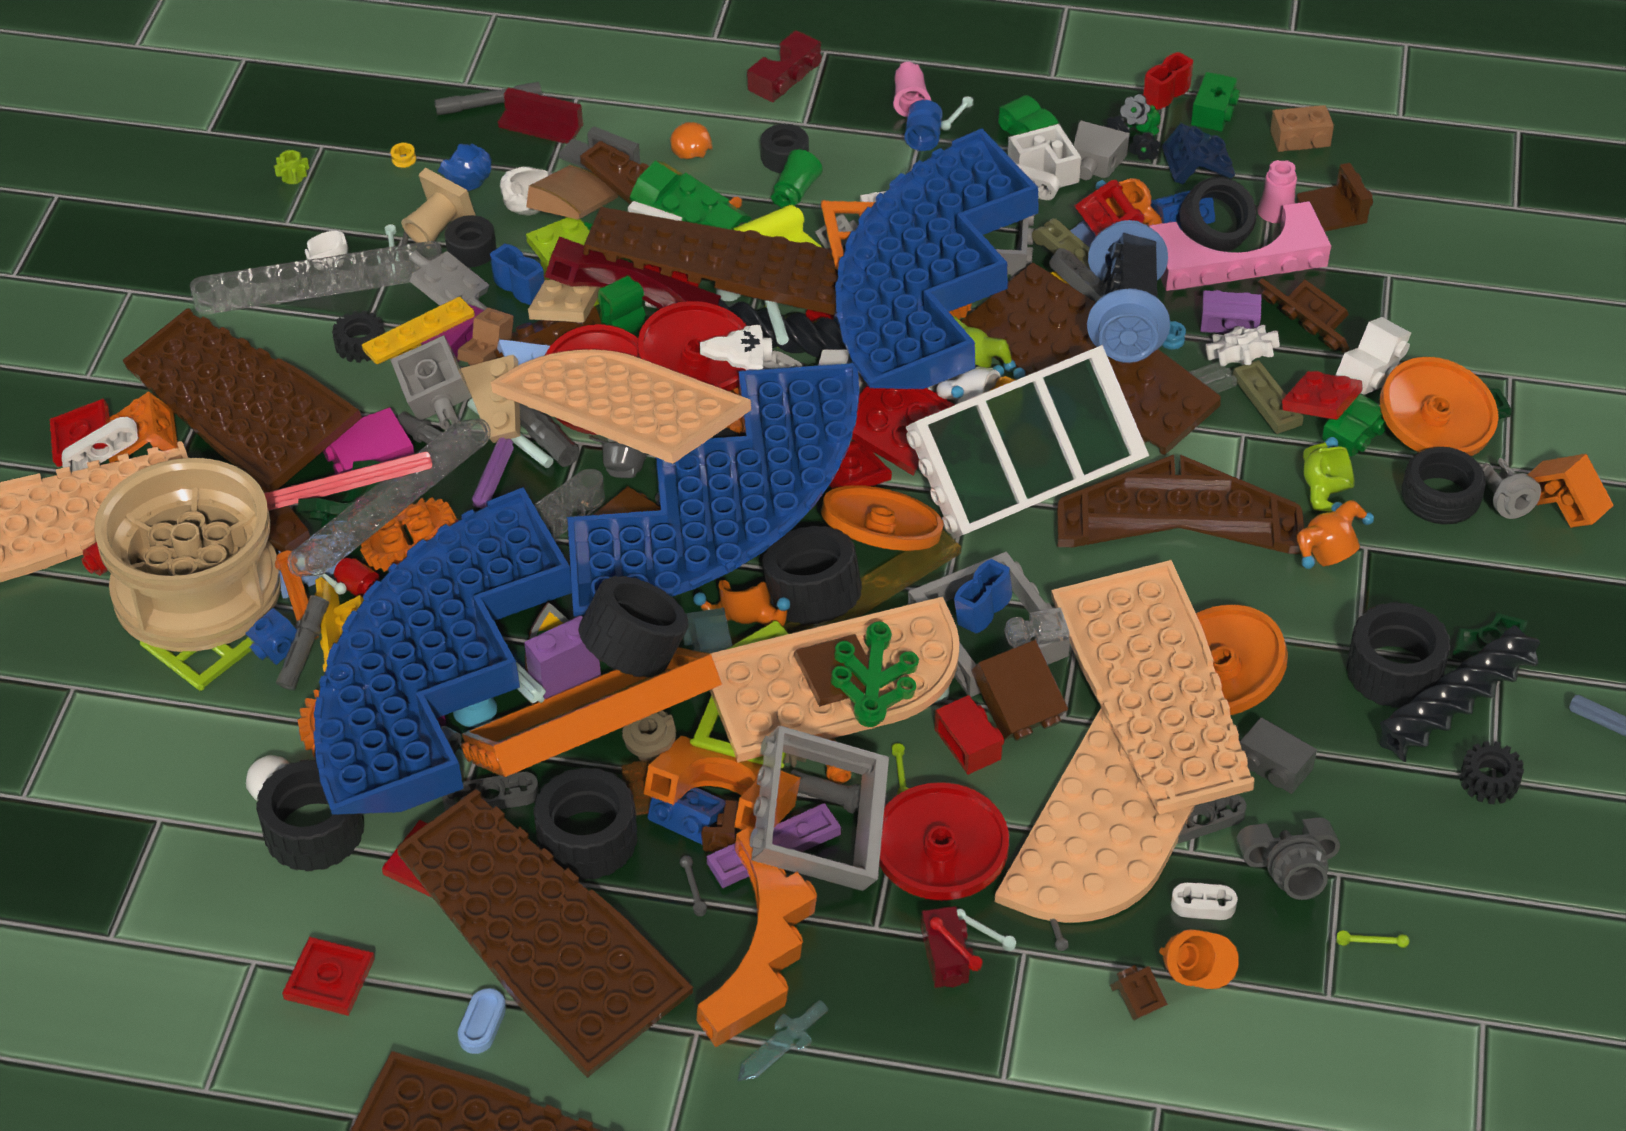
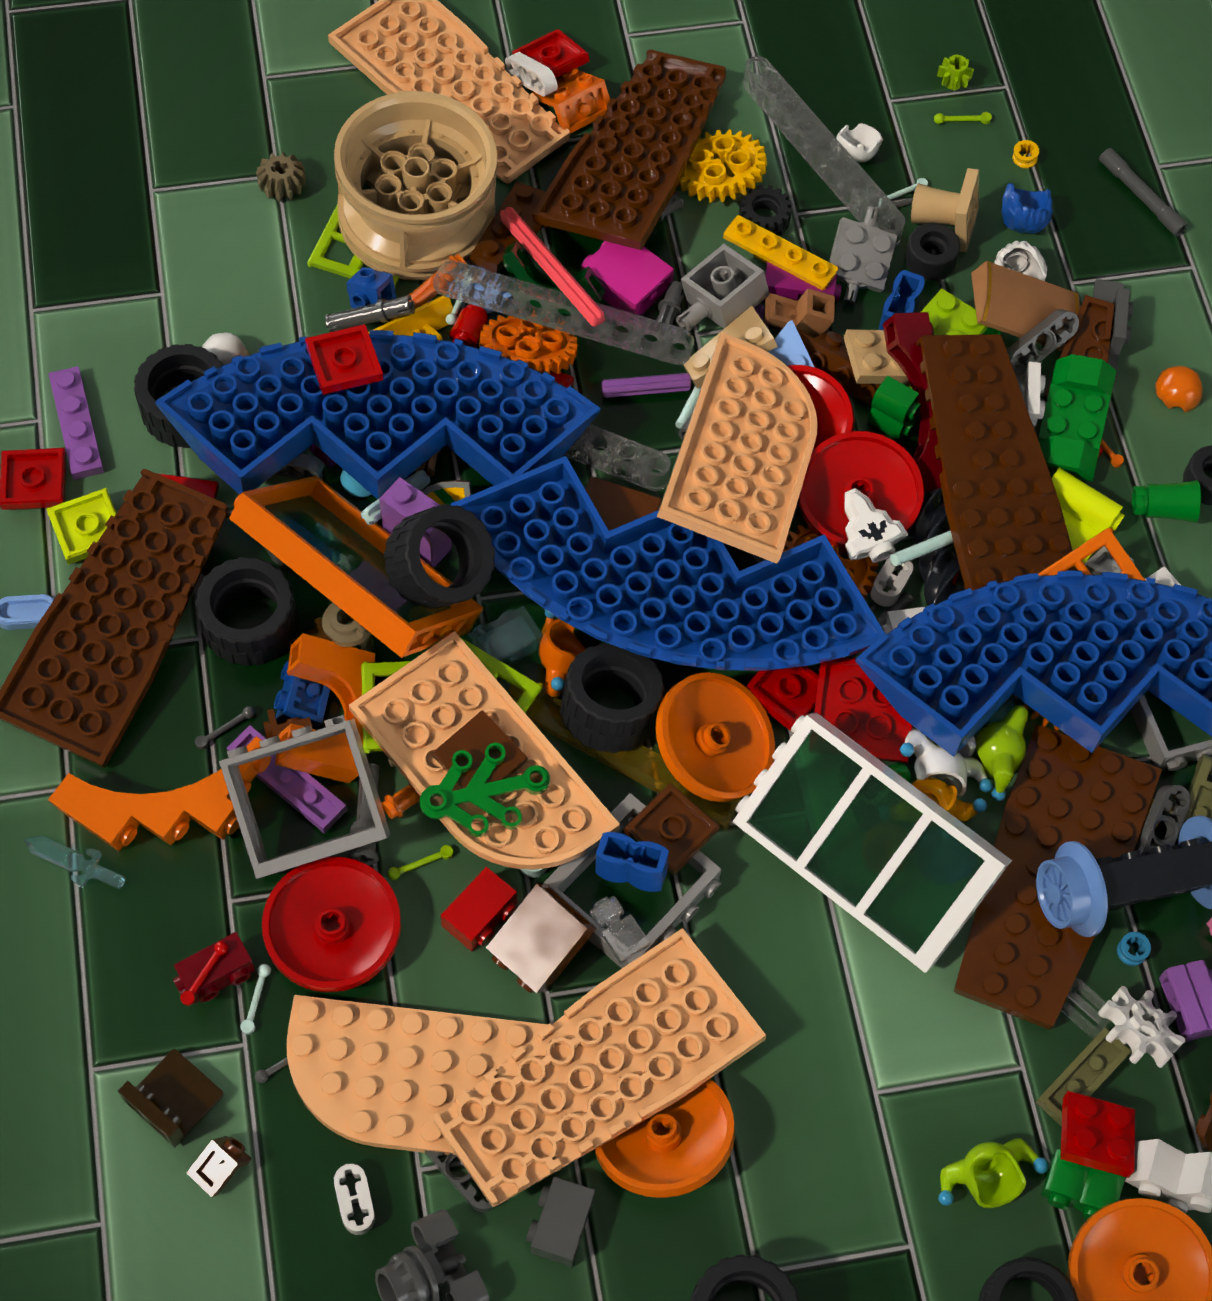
camera: 65 degrees right, 15 degrees up
(86, 676) = (281, 176): none -> dark tan gear
(276, 925) = (76, 423): none -> medium lavender plate
(298, 339) = (724, 166): none -> yellow gear
(347, 169) = (984, 118): none -> lime hinge
(371, 647) = (344, 359): none -> red plate
(411, 942) = (81, 523): none -> neon yellow plate
(541, 116) = (1139, 246): dark red panel -> none
(605, 187) = (1053, 339): none -> dark grey beam
(950, 566) = (674, 824): none -> reddish brown tile
(1062, 1013) = (172, 1097): none -> dark brown bracket
(1196, 500) = (890, 1045): reddish brown wing -> none
(1200, 959) = (268, 1209): orange piece -> none
(1332, 535) = (895, 1200): orange piece -> none

